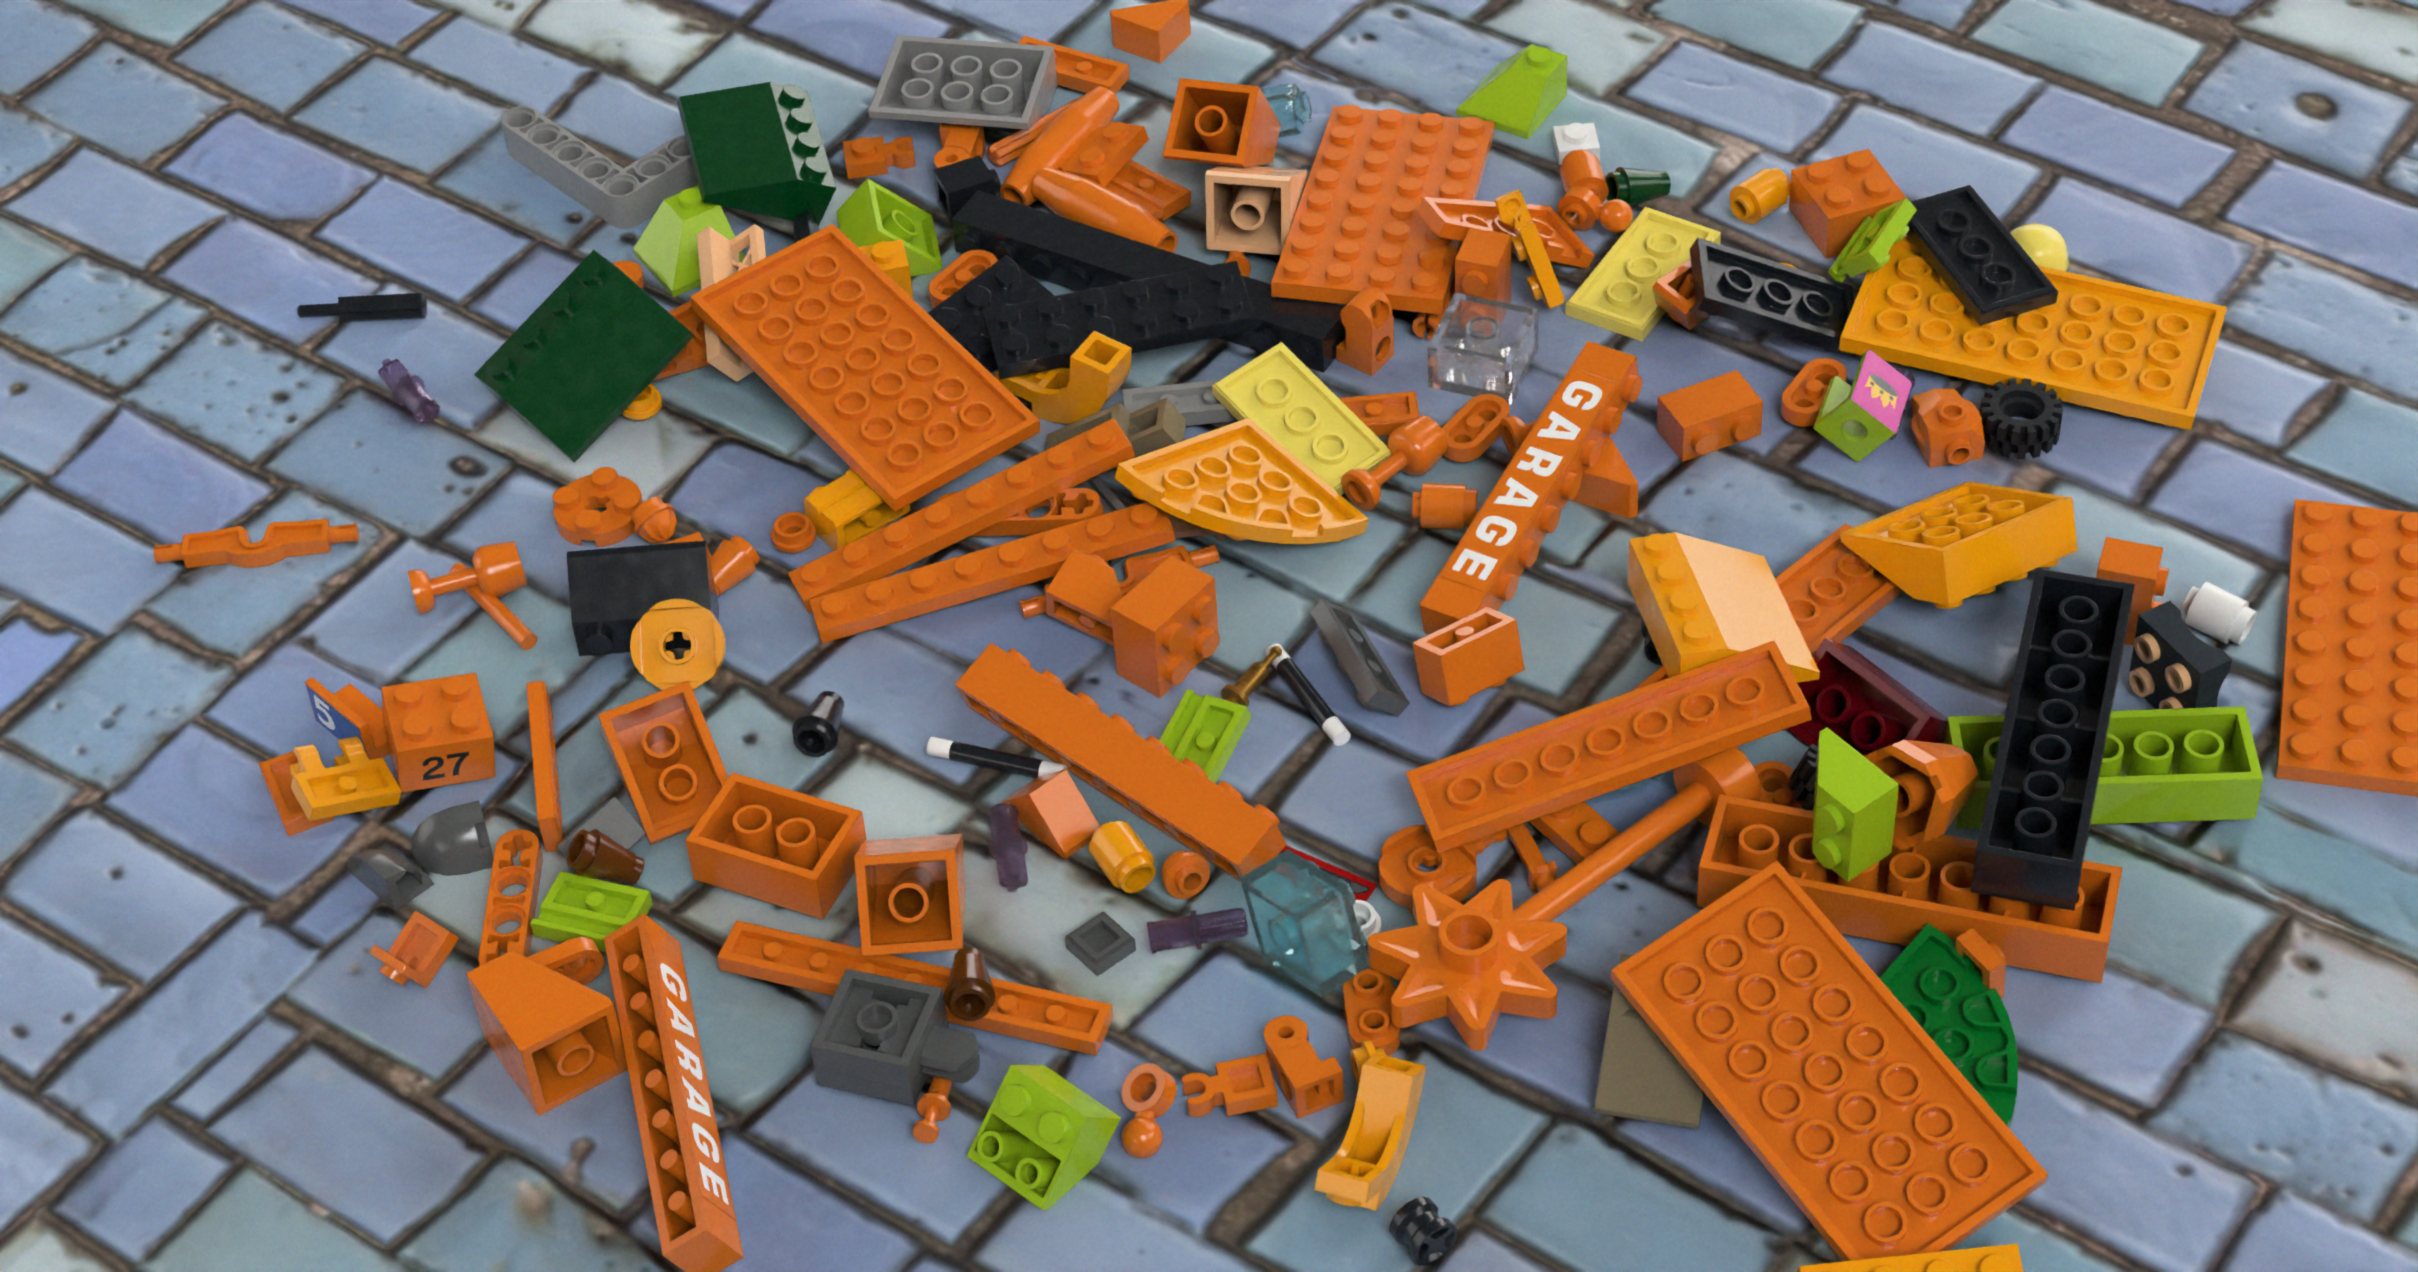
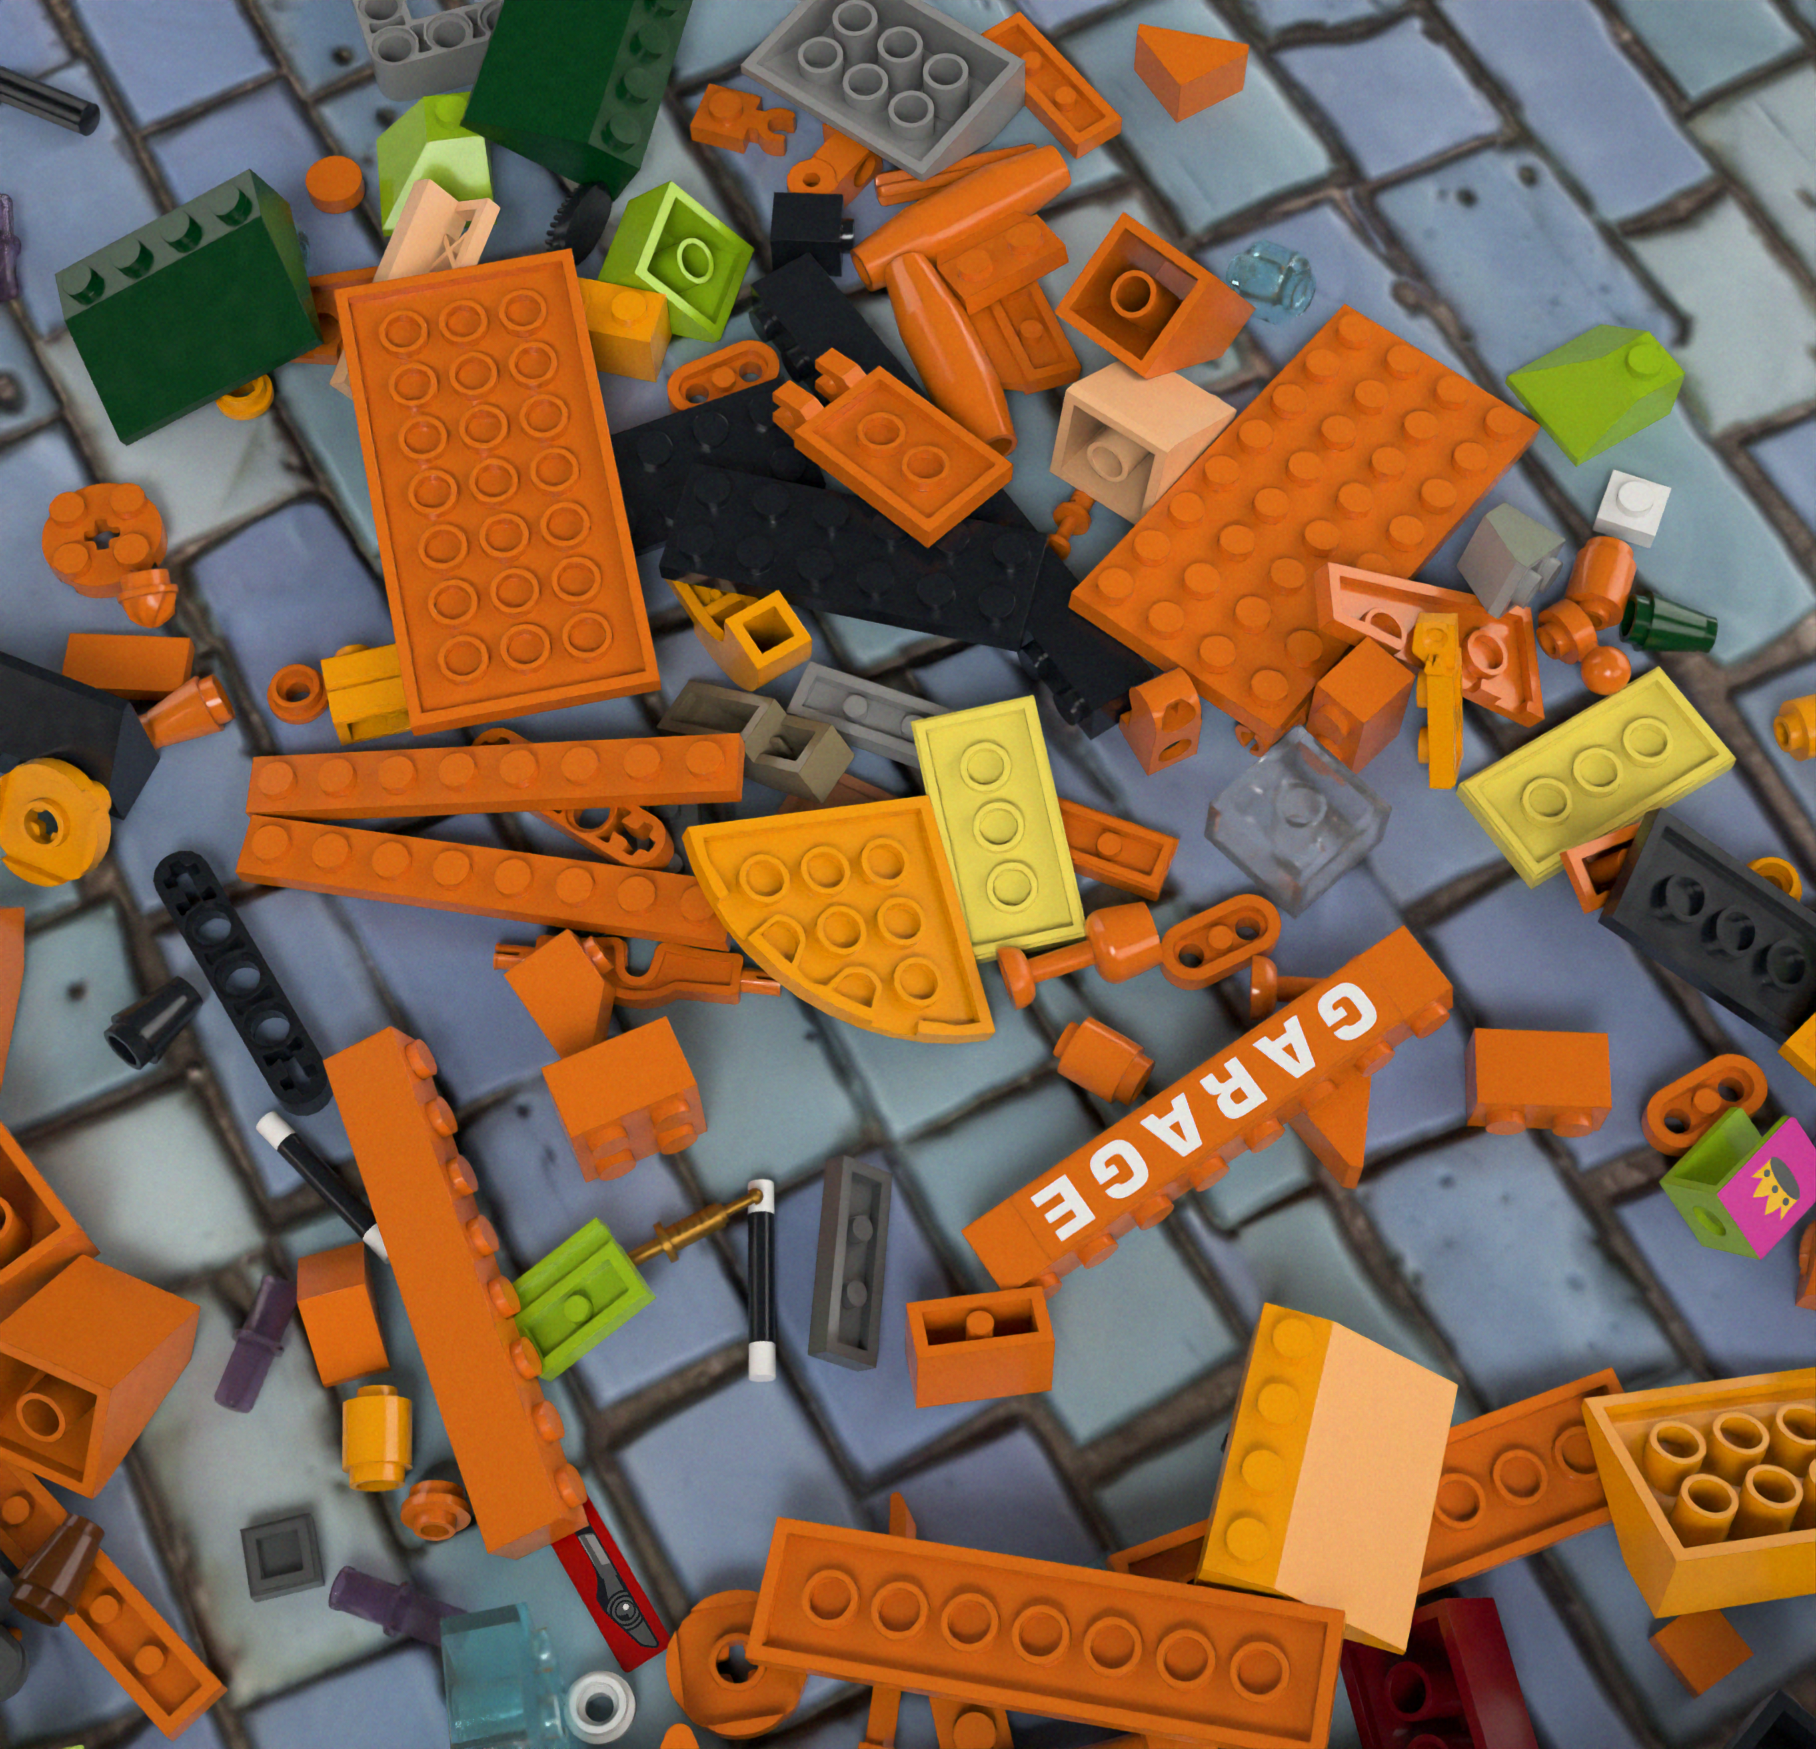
camera: 25 degrees right, 20 degrees up
(876, 700) = (252, 1008): none -> black beam
(1105, 251) = (891, 447): none -> orange tile
(1530, 177) = (1510, 560): none -> light grey slope
(1983, 632) = (1700, 1649): none -> orange tile

